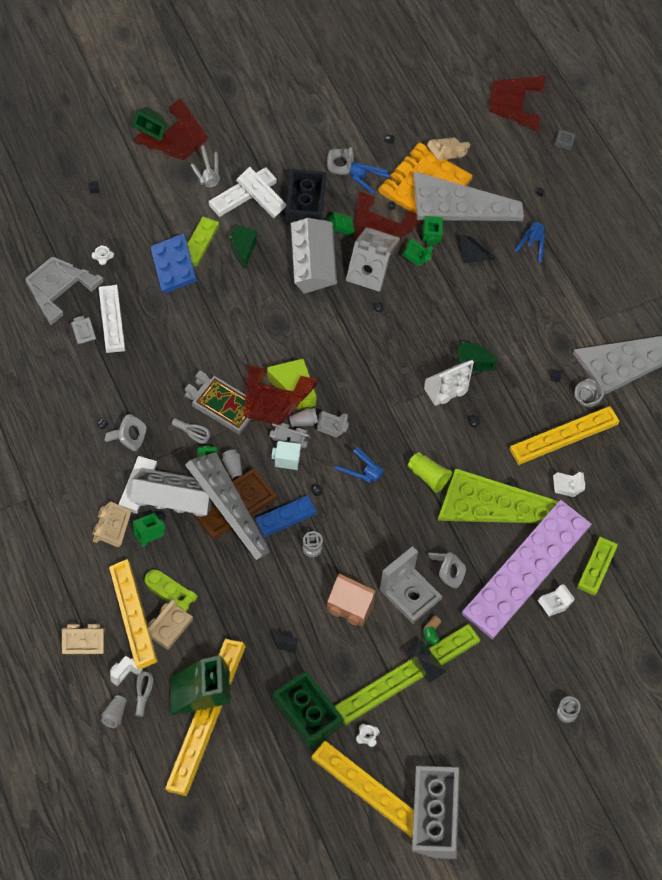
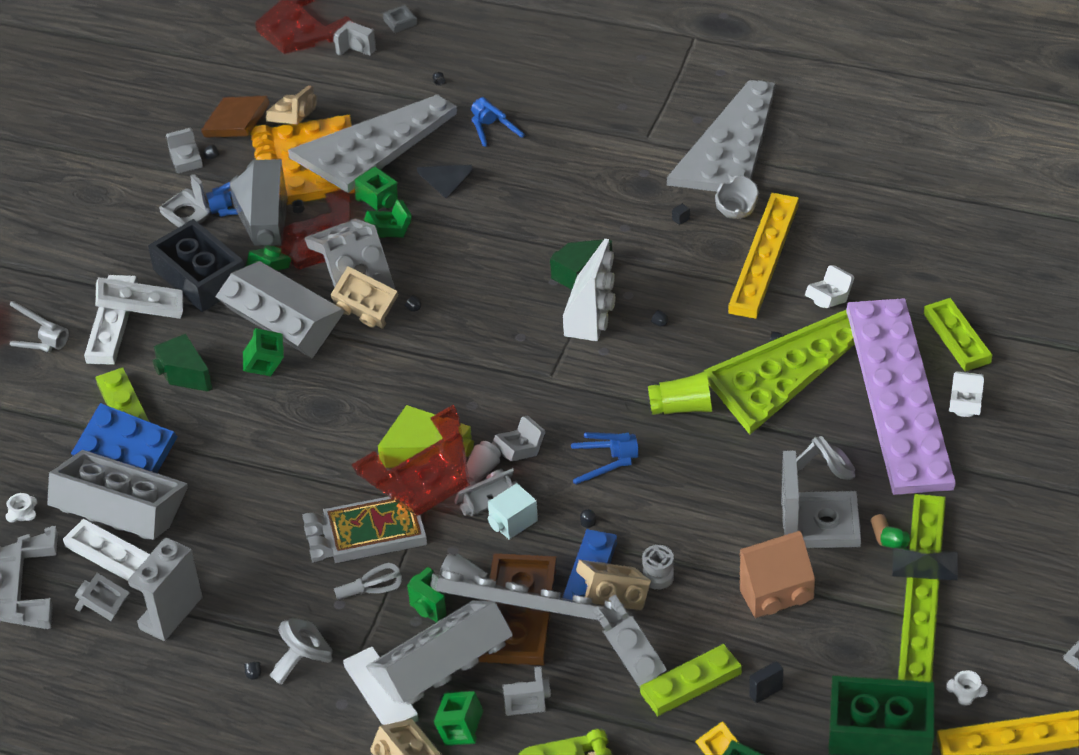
camera: 40 degrees left, 15 degrees down
(102, 352) = (169, 588): none -> light grey panel
(142, 285) = (115, 494): none -> light grey slope
(186, 549) = (527, 696): none -> light grey bracket
(248, 567) = (631, 644): none -> light grey hinge
(262, 609) = (690, 679): none -> lime plate
(279, 271) = (263, 352): none -> green brick
(281, 532) = (610, 579): none -> tan bracket
(353, 284) = (364, 297): none -> tan bracket
(368, 192) = (261, 201): none -> dark grey slope
(376, 128) = (184, 150): none -> light grey bracket
(420, 129) = (235, 116): none -> reddish brown tile
(526, 131) = (354, 37): none -> light grey bracket

